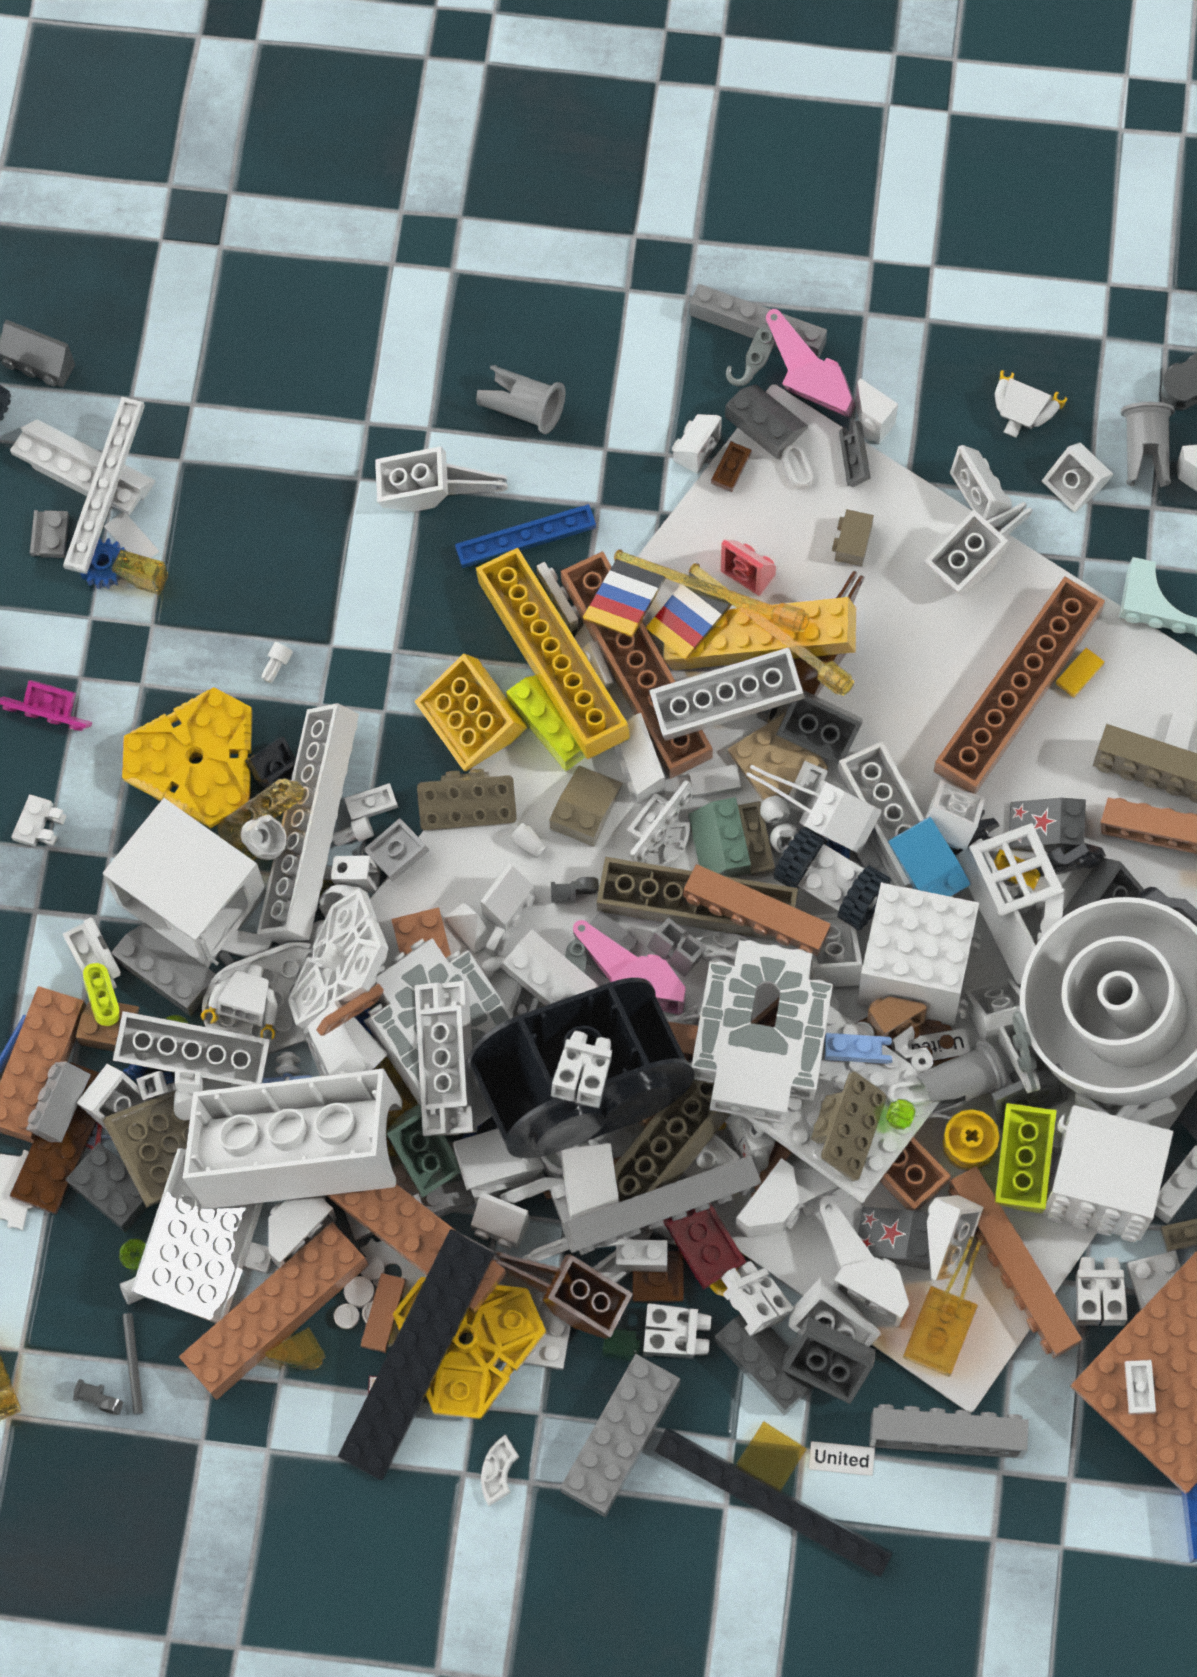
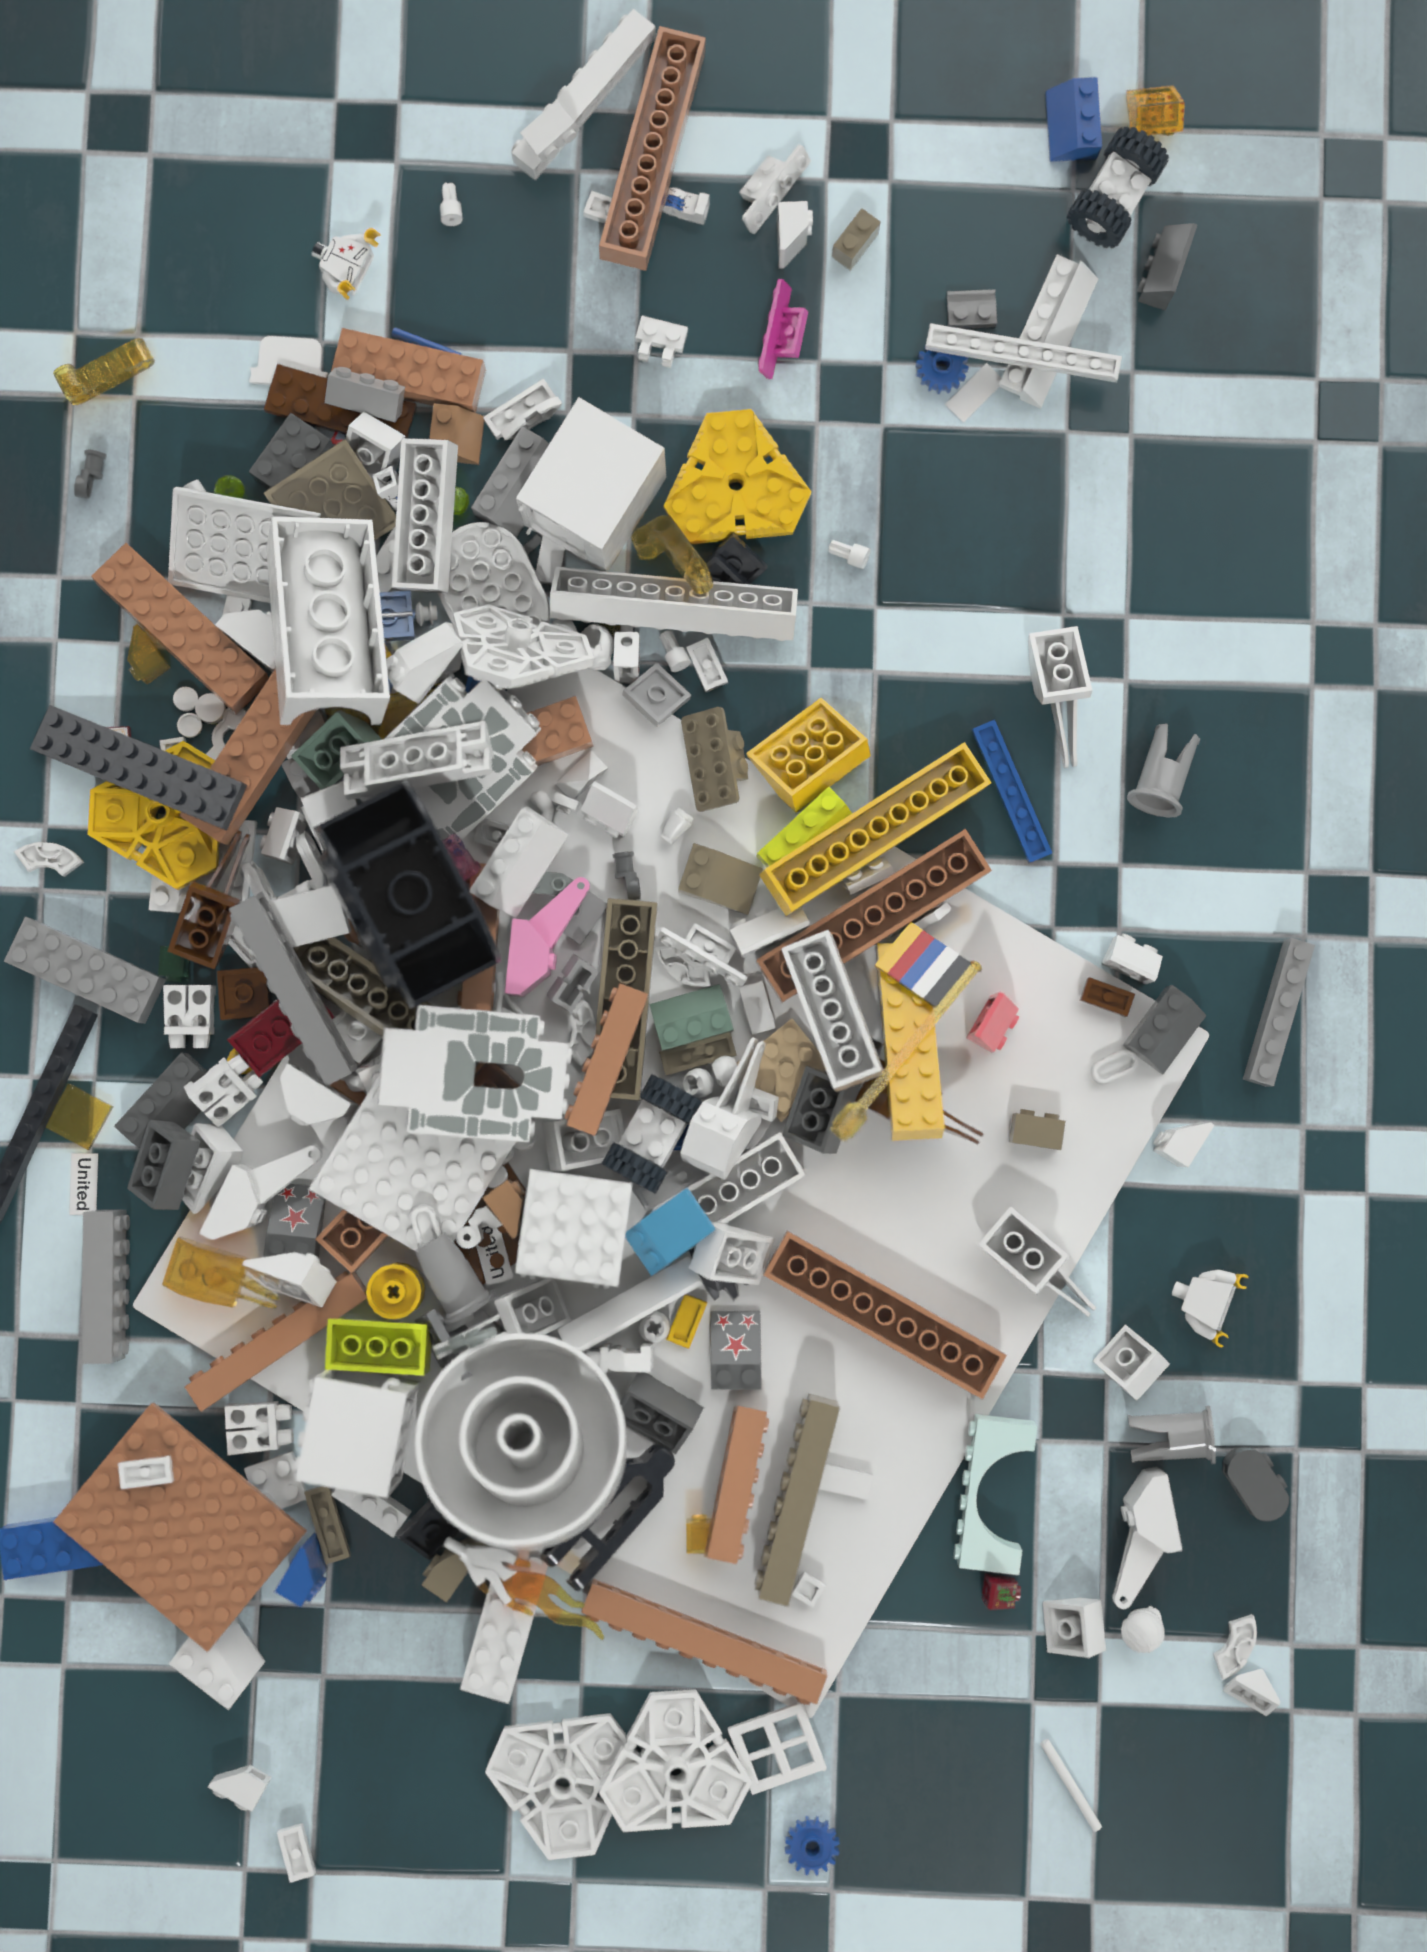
camera: 80 degrees right, 15 degrees up
(101, 987) = (485, 416): neon yellow plate -> none
(132, 1364) = (126, 503): dark grey bar -> none
(141, 571) = (933, 403): clear yellow slope -> none
(186, 1084) = (383, 514): white leg -> none
(245, 998) = (481, 562): white torso -> none
(264, 837) = (649, 560): white hair -> none
(350, 1010) = (446, 657): nougat tile -> none
(381, 1318) = (192, 732): nougat tile -> none
(558, 596) = (947, 831): white plate -> none
(583, 1060) = (381, 894): white hips -> none
(636, 582) = (953, 906): flag -> none
(642, 1256) = (252, 980): white brick -> none
(806, 375) = (1215, 1071): bright pink slope -> none
(849, 1125) = (379, 1167): dark tan bracket -> none
(854, 455) = (1132, 1125): dark grey hinge -> none
(856, 1048) = (468, 1169): light blue hinge -> none
(900, 1114) = (398, 1219): clear neon green piece -> none
(978, 483) = (1108, 1260): white slope -> none
(990, 879) = (670, 1321): white window -> none
(1080, 672) = (908, 1376): yellow tile -> none
(1081, 857) = (694, 1377): black plate -> none

